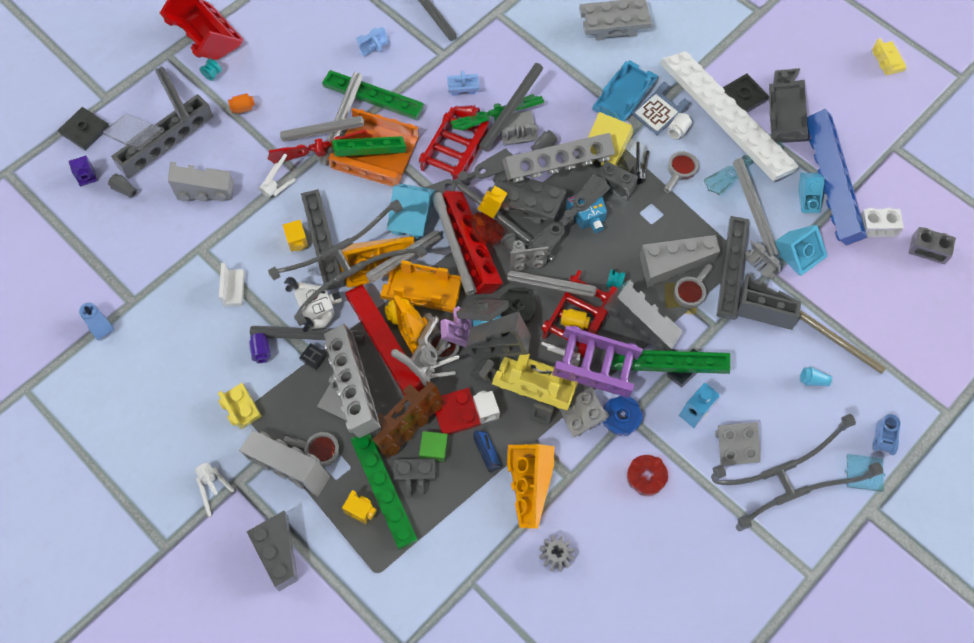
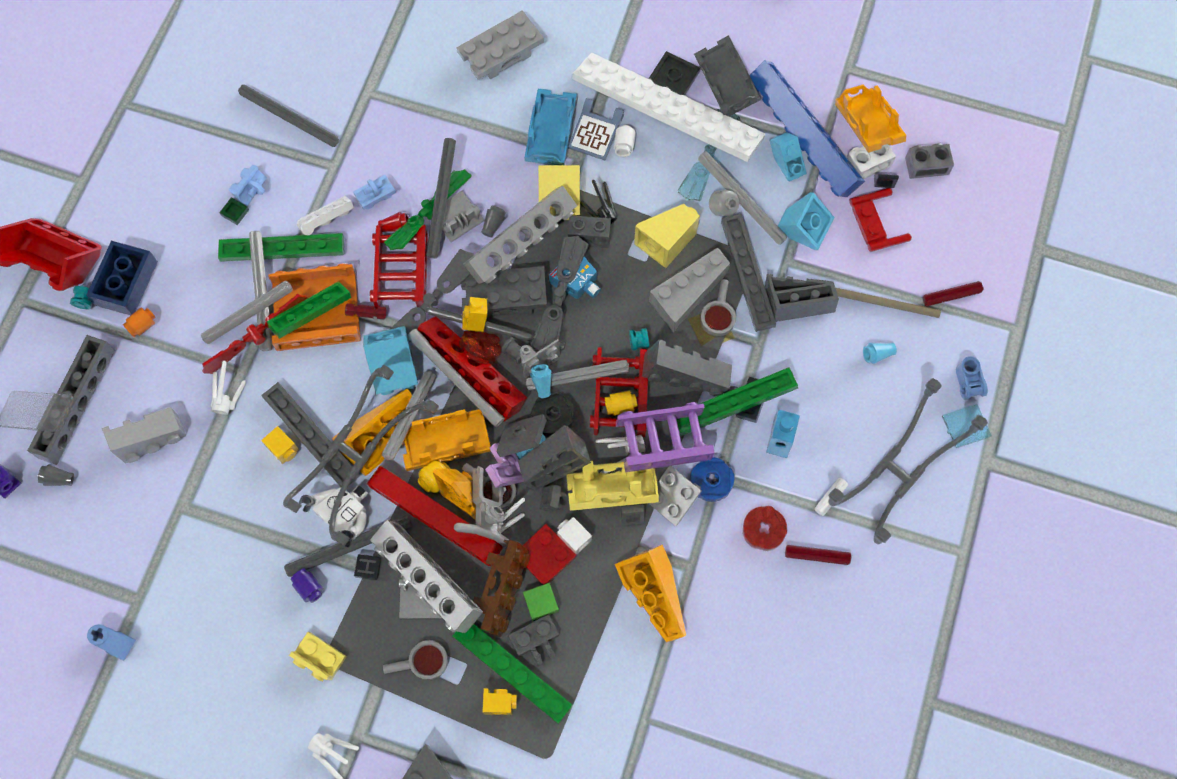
camera: 25 degrees left, 5 degrees up
(173, 95) = (58, 348): dark grey axle -> none
(231, 287) = (240, 533): white panel -> none
(245, 66) = (122, 278): none -> dark blue brick
(285, 461) = (398, 692): light grey wedge -> none
(352, 55) = (234, 211): none -> dark green tile
(411, 167) = (365, 311): none -> dark red axle
(417, 85) = (324, 215): none -> white plate
(487, 450) = (596, 580): dark blue slope -> none
(520, 274) = (542, 379): none -> medium azure cone
(561, 547) = (715, 642): light grey gear -> none
(679, 207) = (667, 233): none -> light yellow slope
(682, 167) = (647, 185): piece -> none
(682, 517) = (819, 555): none -> dark red axle
(706, 480) = (823, 506): none -> white axle
(738, 205) = (724, 203): none -> light grey head
(738, 443) = (837, 454): light grey hinge -> none
(771, 261) = (767, 244): light grey hinge -> none
(785, 76) = (706, 37): dark grey piece -> none
(857, 273) = (870, 222): none -> red plate
(886, 245) = (885, 180): none -> black slope
(896, 189) = (870, 118): none -> light orange piece
(903, 359) = (953, 293): none -> dark red axle

